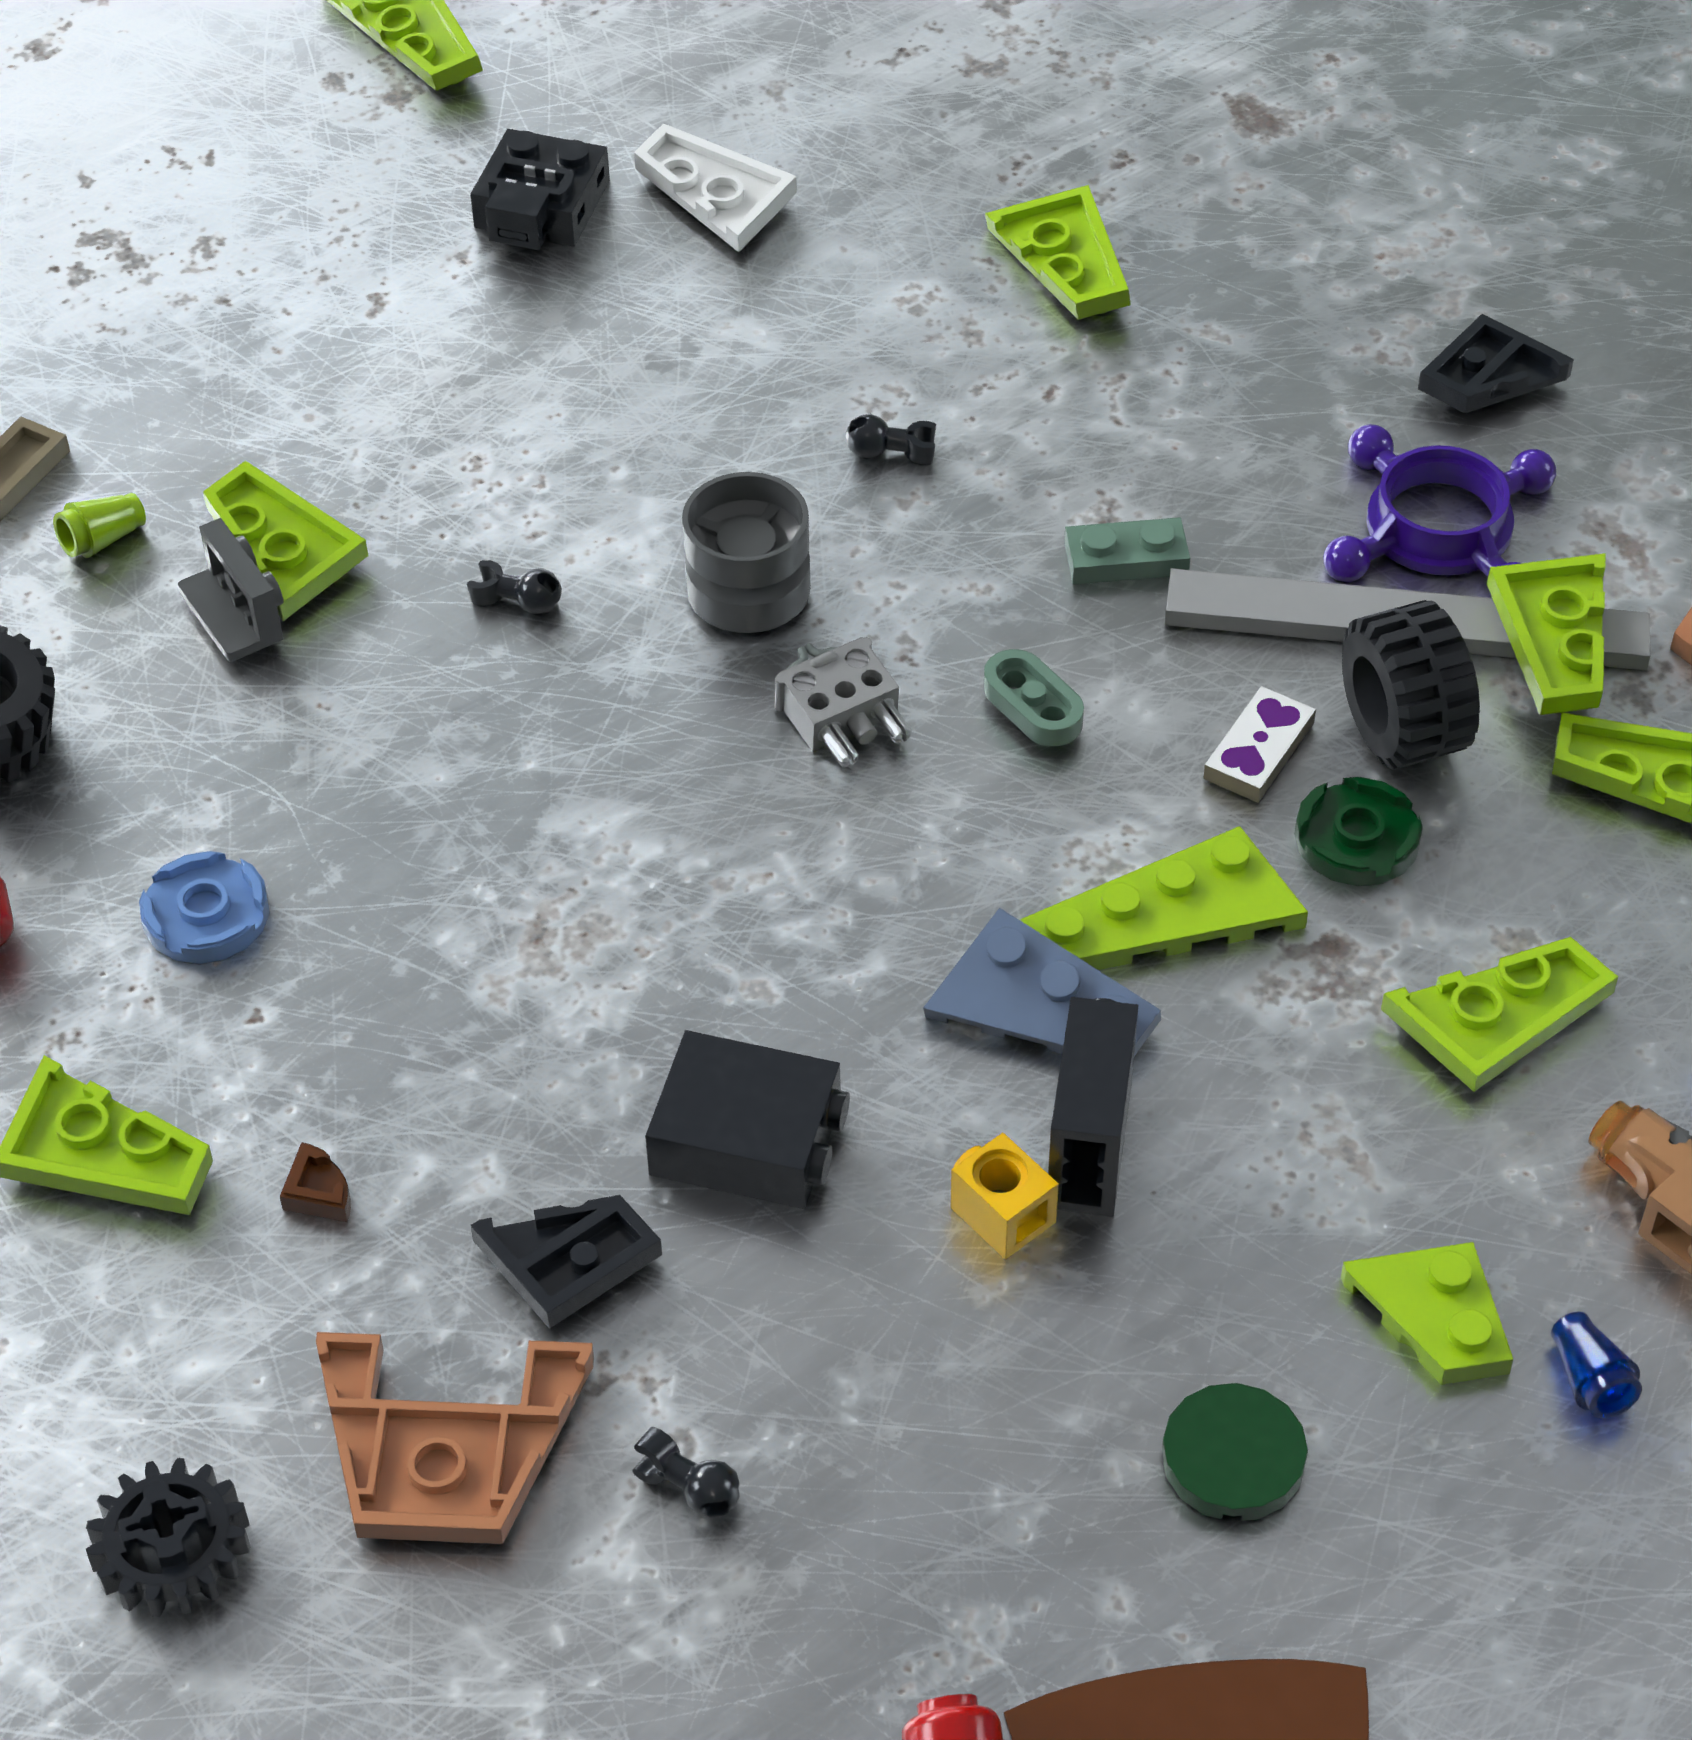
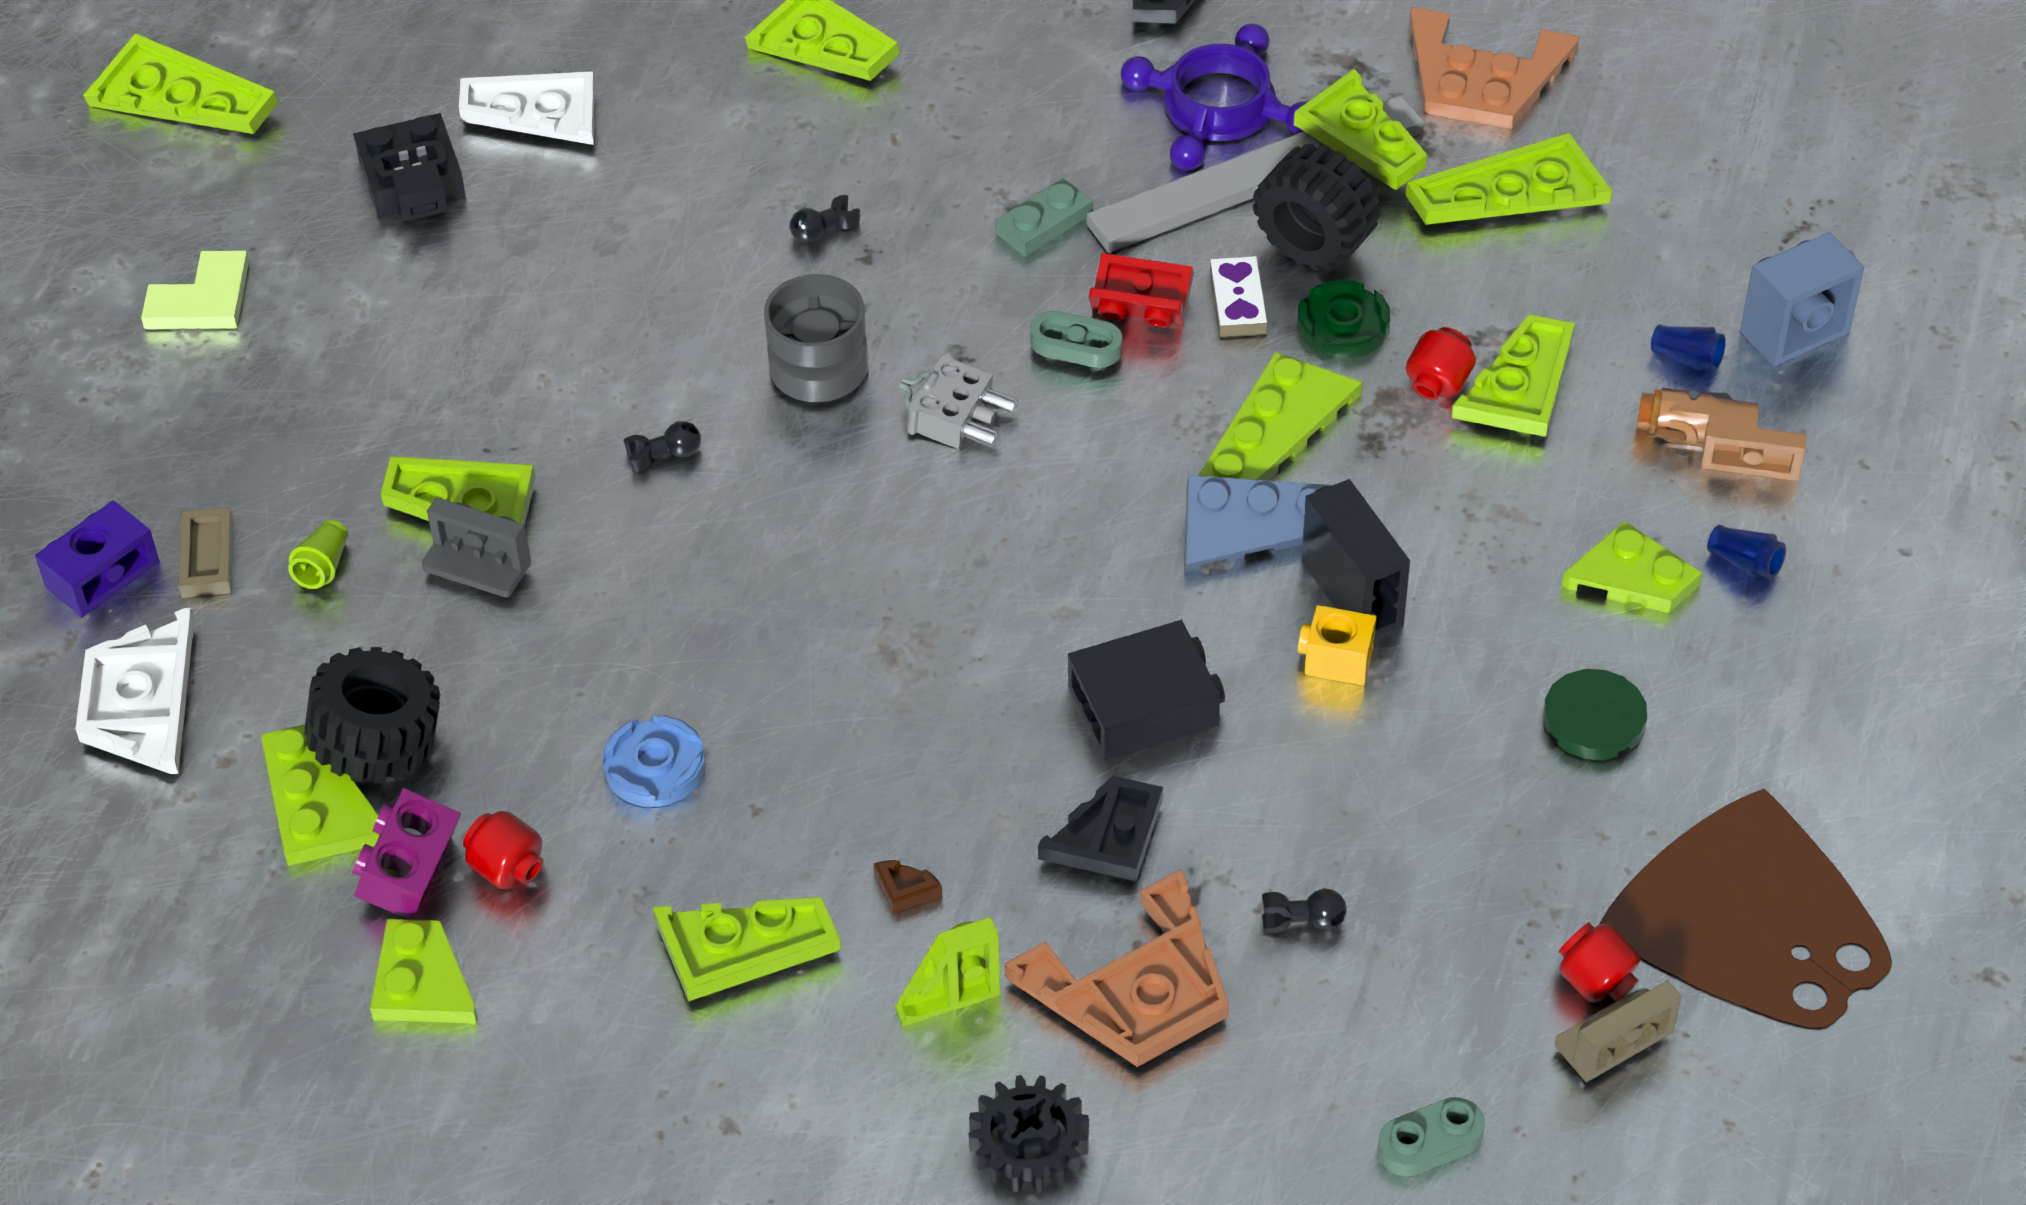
camera: 35 degrees left, 0 degrees up
(245, 230) = (207, 303): none -> yellowish green tile
(251, 1309) = (955, 973): none -> lime wing
(1151, 679) = (1141, 290): none -> red bracket
(1414, 939) = (1440, 363): none -> red head

